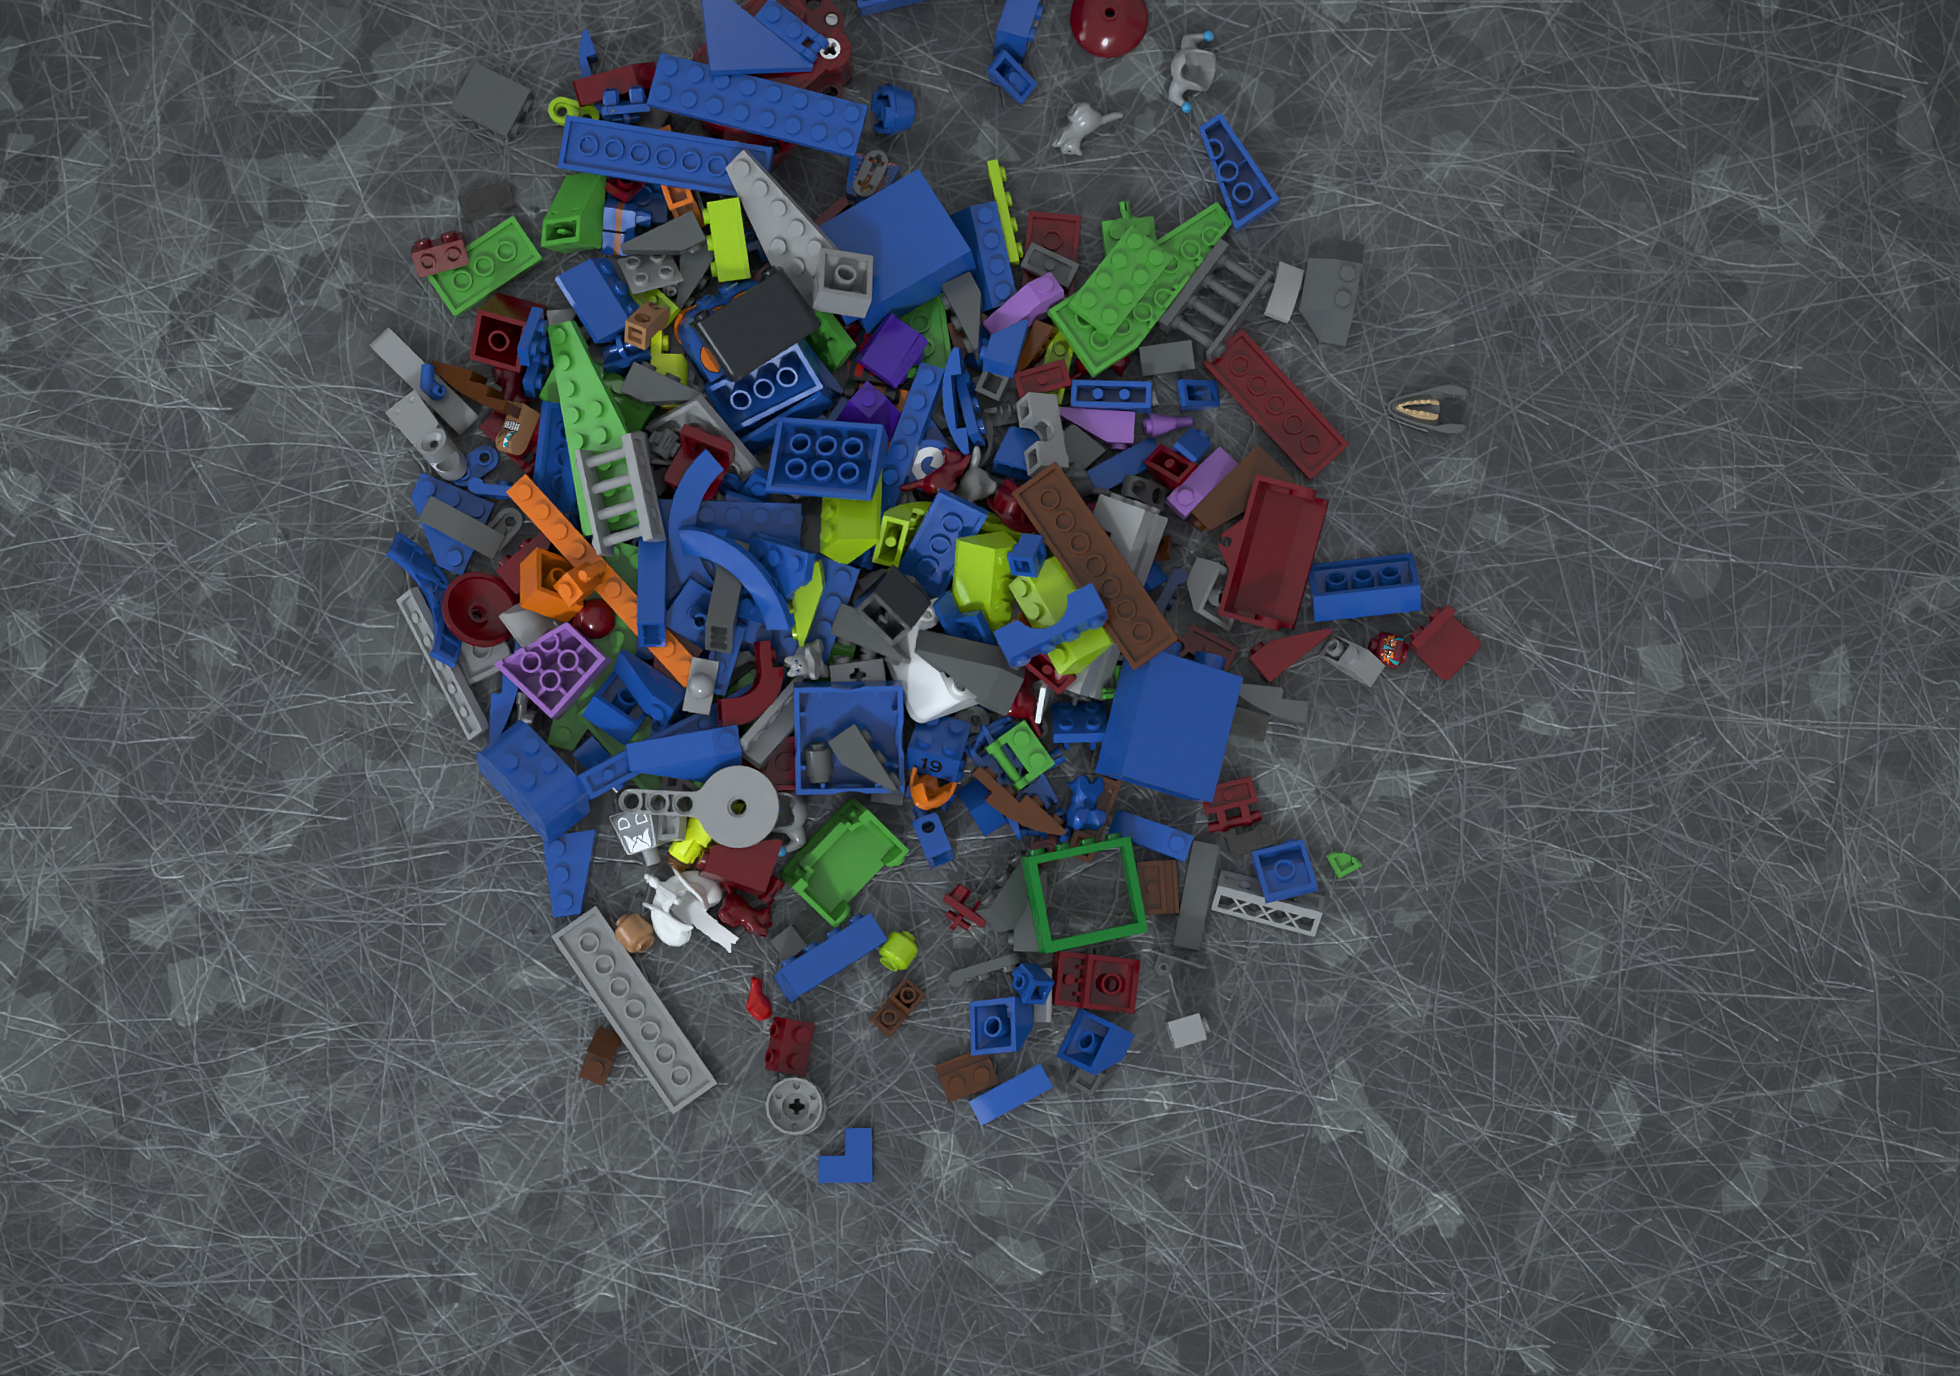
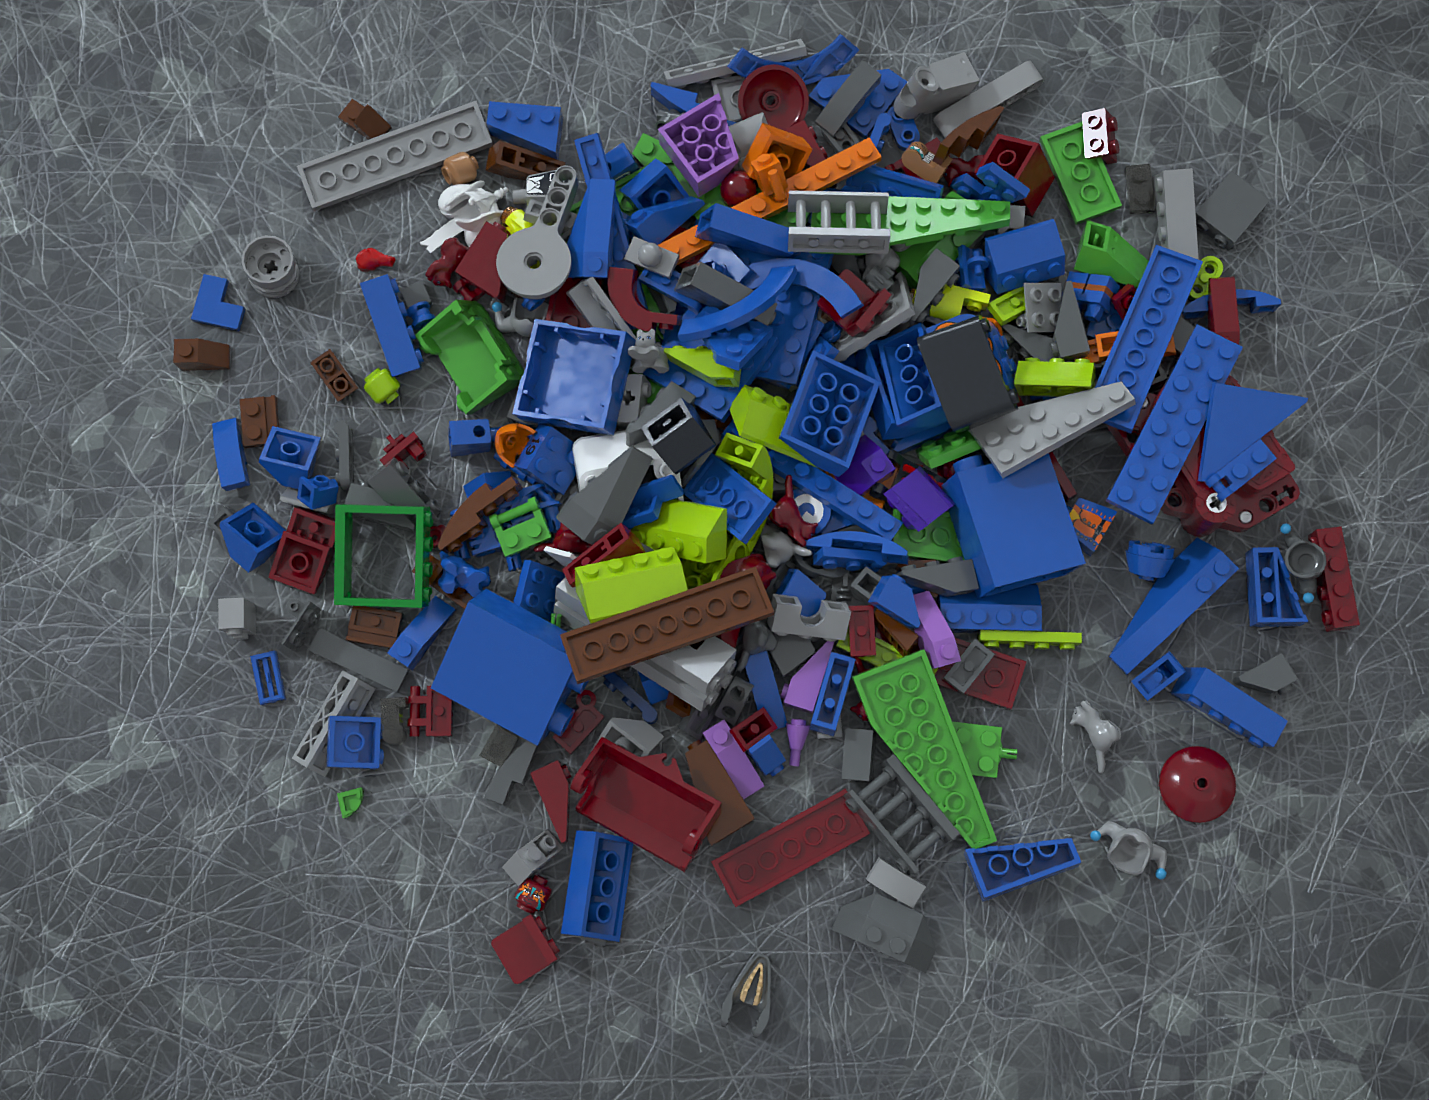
camera: 110 degrees right, 5 degrees down
(429, 385) = (983, 98): blue arm -> none
(511, 156) = (1176, 211): none -> light grey wedge
(534, 781) = (608, 104): blue brick -> none
(612, 867) = (518, 162): none -> reddish brown slope
(636, 103) = (1199, 313): blue hips -> none
(645, 324) = (993, 286): medium nougat leg -> none
(789, 1046) = (326, 276): dark red bracket -> none
(810, 927) = (420, 314): none -> blue wheel
(818, 762) = (558, 346): dark grey brick -> none
(842, 283) = (989, 459): light grey slope -> none
(857, 754) = (552, 380): dark grey slope -> none
(865, 172) = (1094, 517): dark grey beam -> none
(910, 1156) = (201, 355): none -> reddish brown slope
(933, 80) = (1171, 600): none -> blue wedge
(1022, 643) = (624, 598): blue arch -> none
(1028, 556) = (692, 566): blue brick -> none
(1120, 281) = (937, 724): bright green plate -> none
(1197, 395) = (816, 776): blue slope -> none
(1258, 975) = (278, 677): none -> blue tile

